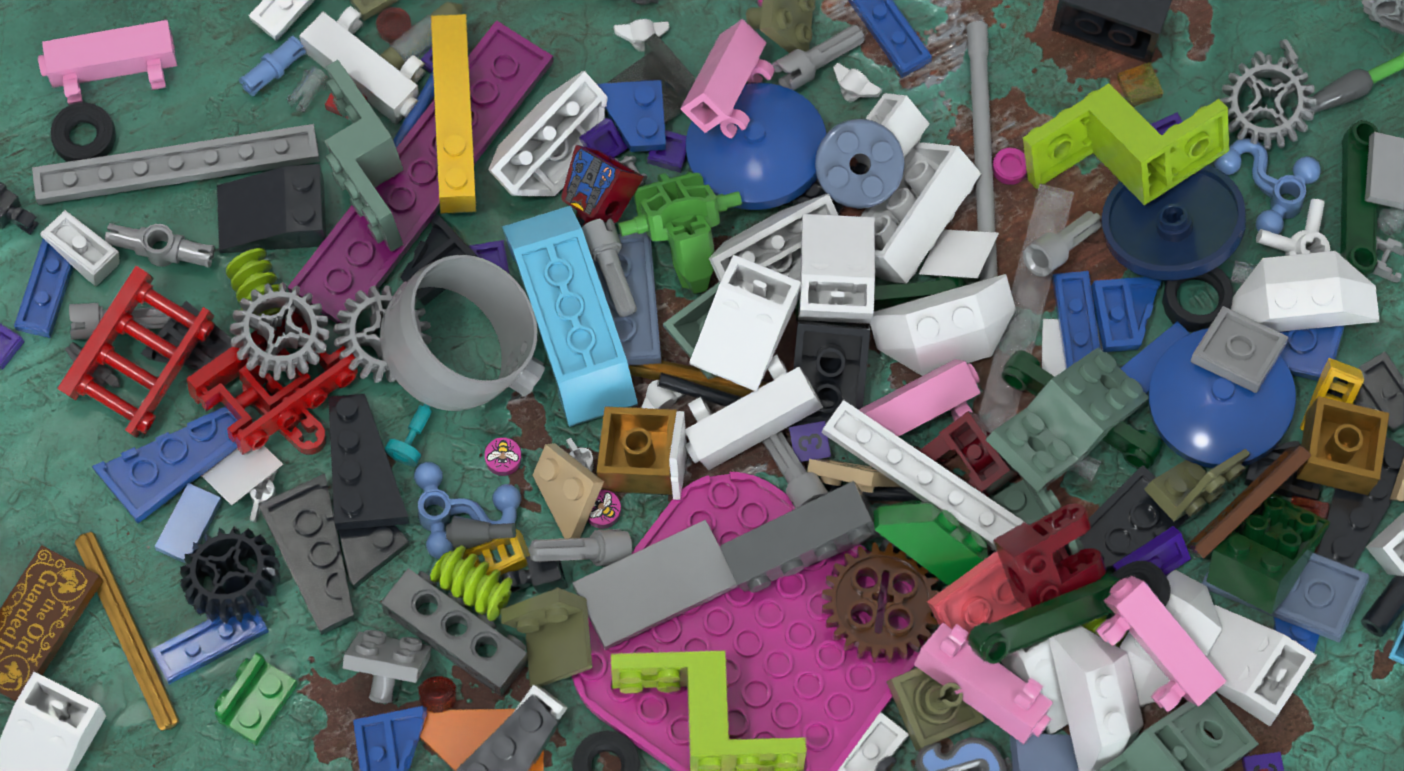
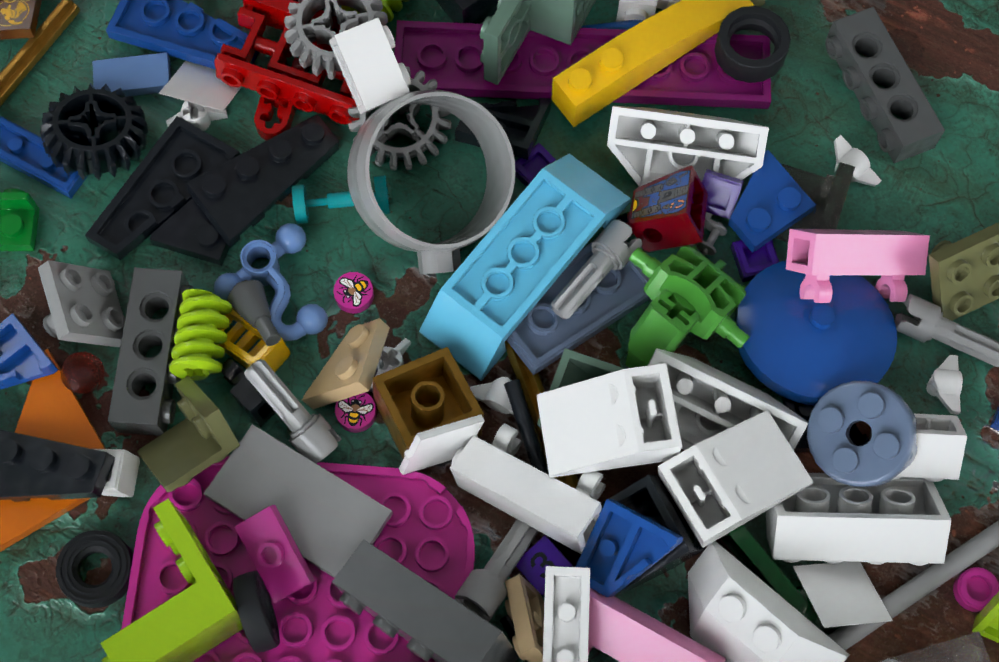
camera: 60 degrees right, 0 degrees up
(345, 321) = (370, 65): none -> white brick
(499, 13) = (759, 20): none -> black tyre
(686, 618) = (274, 553): none -> dark pink plate
(739, 652) = (256, 612): none -> black tyre
(837, 372) = (623, 547): none -> blue wing

